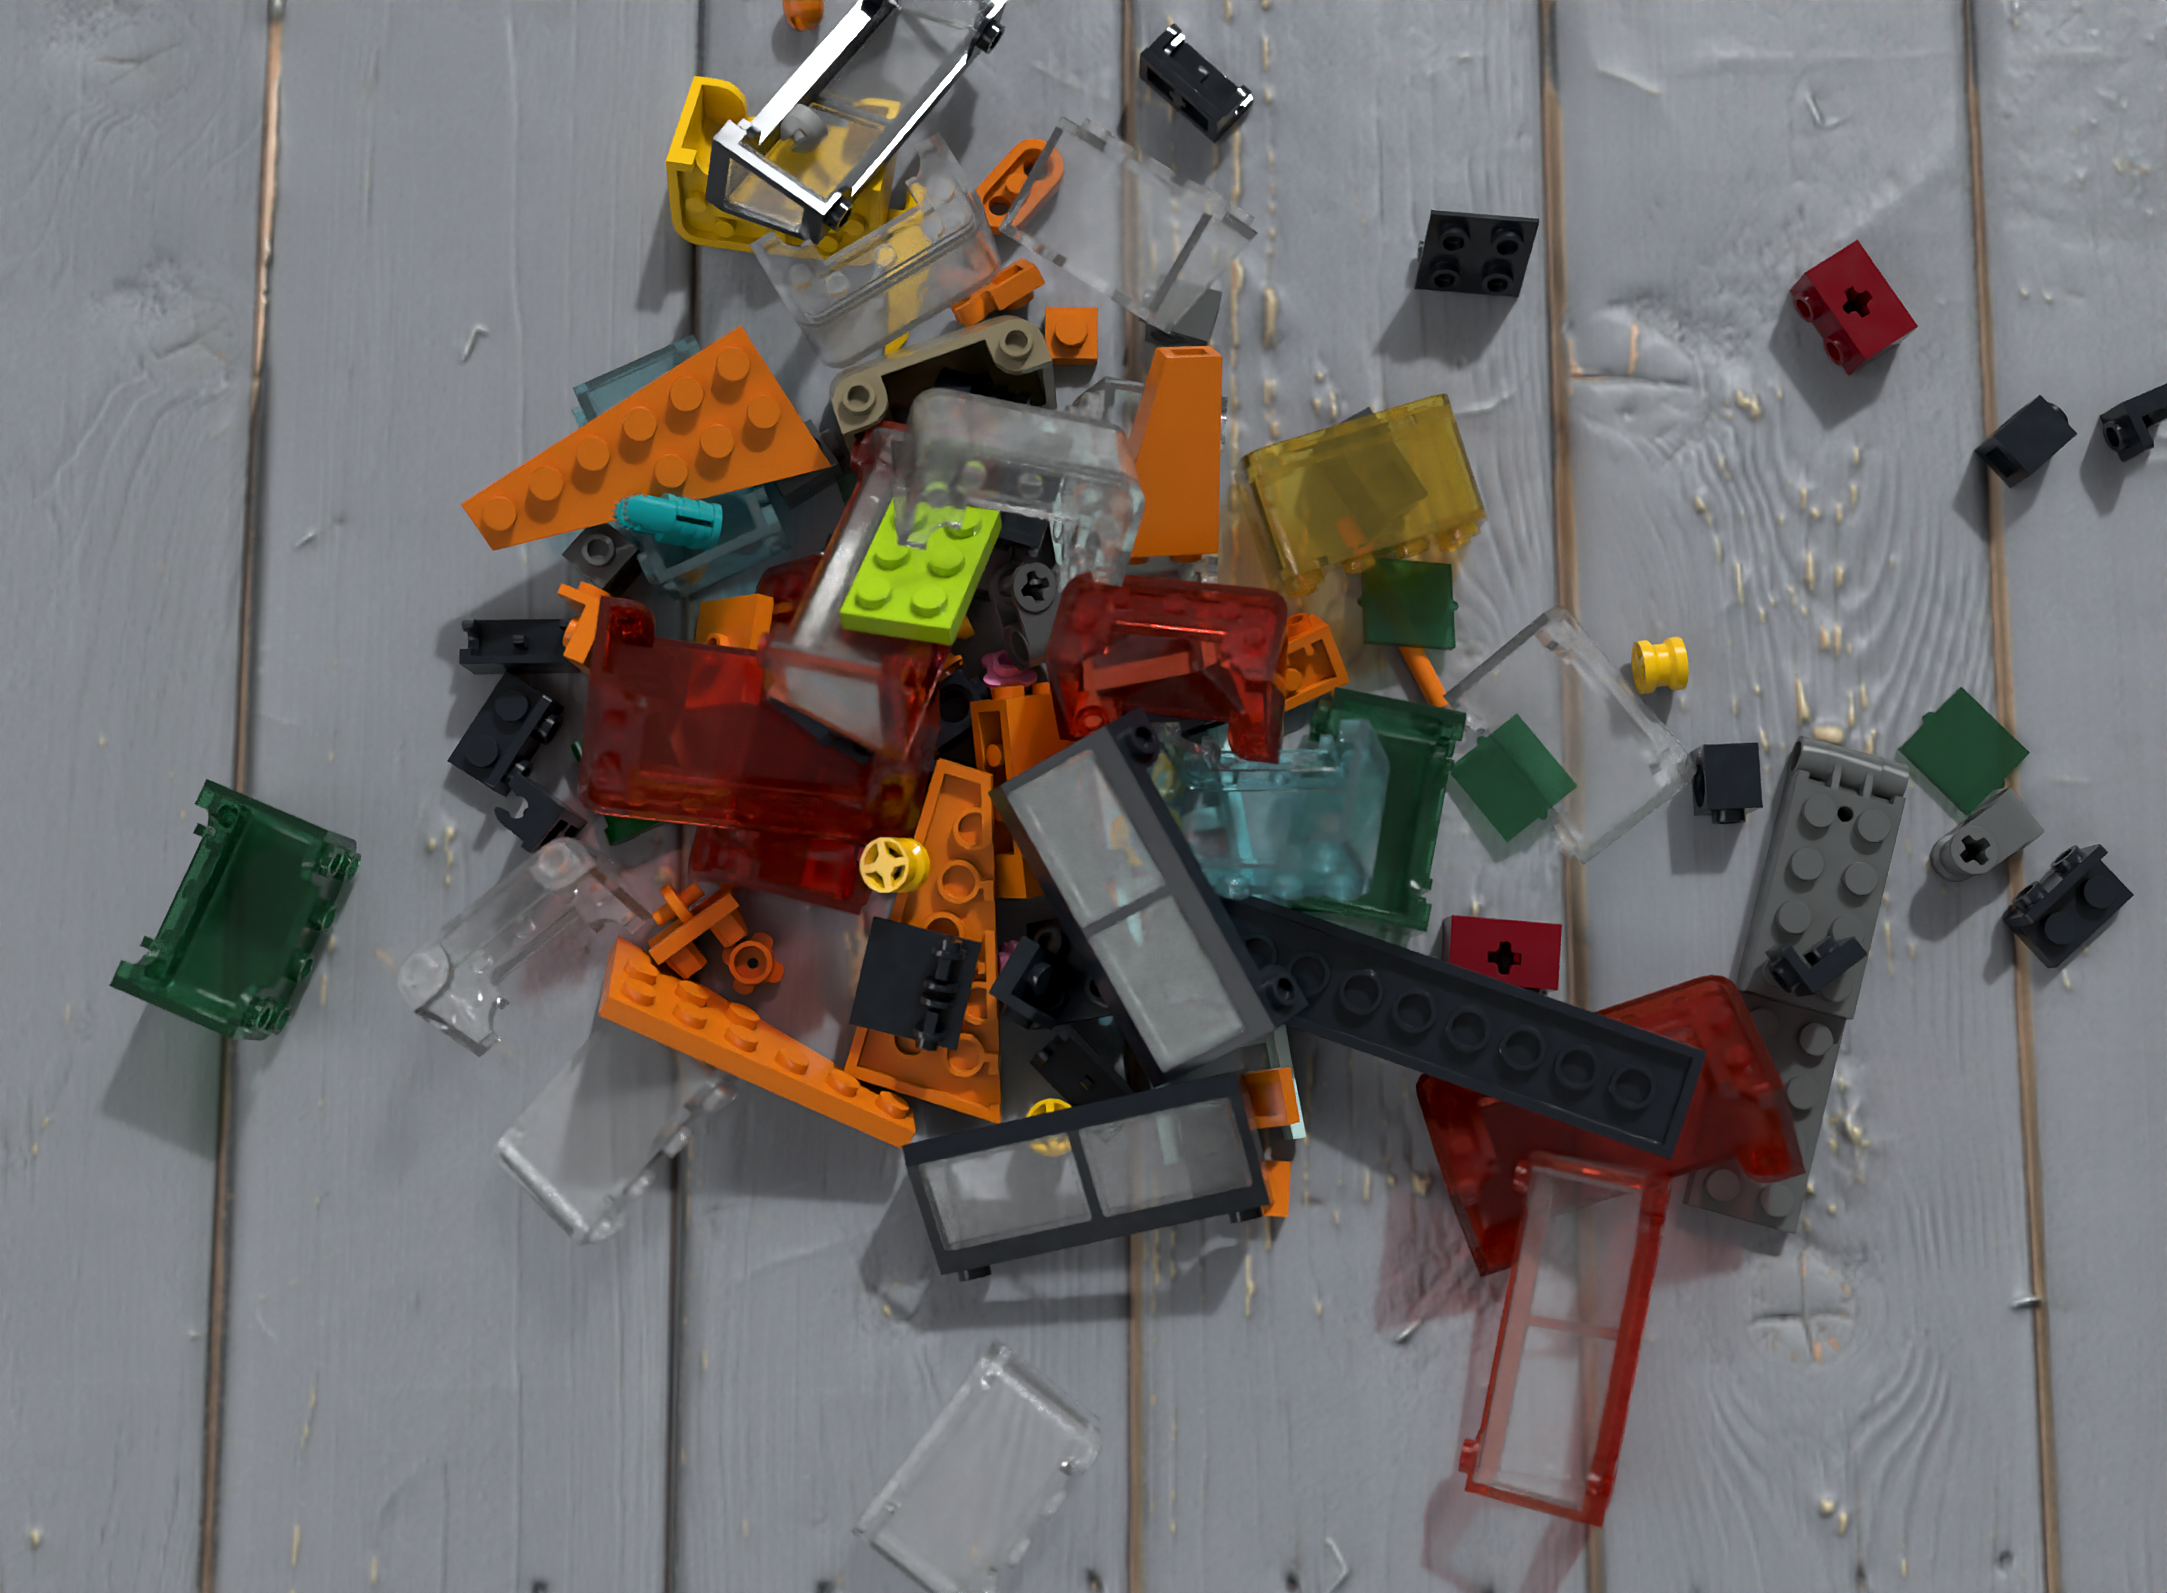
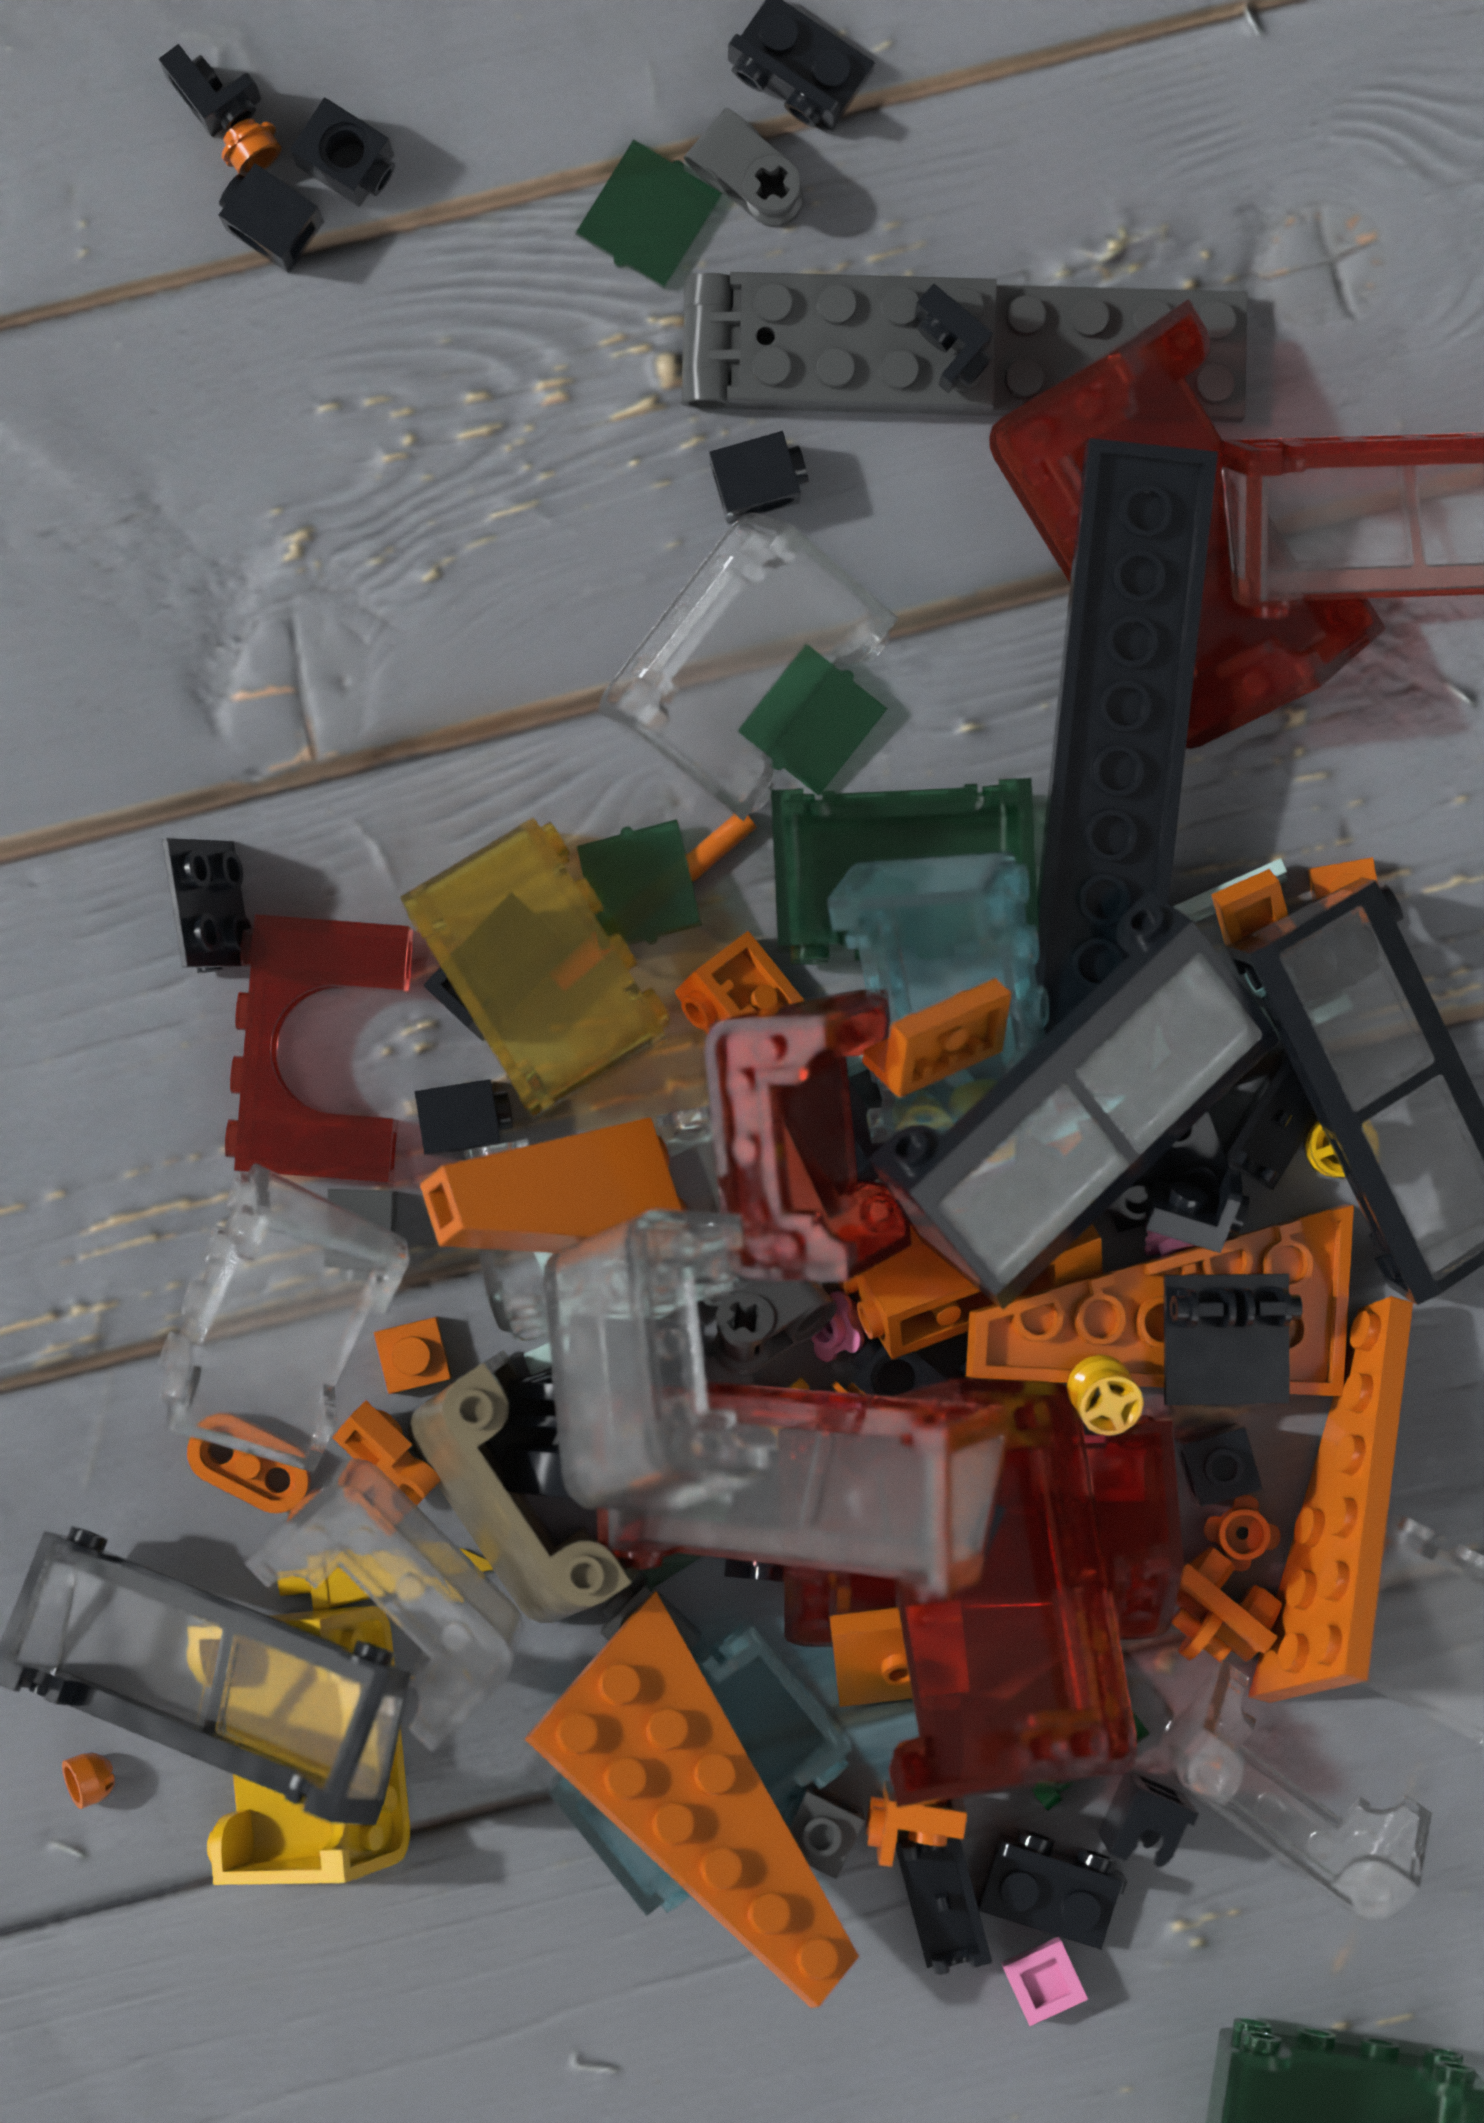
camera: 105 degrees left, 5 degrees up
(434, 708) = (1044, 1981): none -> bright pink plate
(672, 519) = (776, 1769): teal hinge -> none
(803, 129) = (267, 1730): light grey hinge -> none
(813, 954) = (1218, 1464): none -> black brick
(919, 590) = (812, 1445): lime plate -> none
(1192, 84) = (67, 1285): black hinge -> none
(1226, 796) = (941, 1039): none -> orange bracket
(1253, 413) = (462, 1116): none -> black brick
(1285, 267) = (287, 965): none -> clear red arch
(1532, 945) = (999, 656): dark red brick -> none
(1659, 665) = (640, 581): yellow wheel -> none
(1855, 283) = (176, 421): dark red brick -> none
(2086, 501) = (324, 134): none -> black brick
(2090, 443) = (250, 144): none -> orange plate

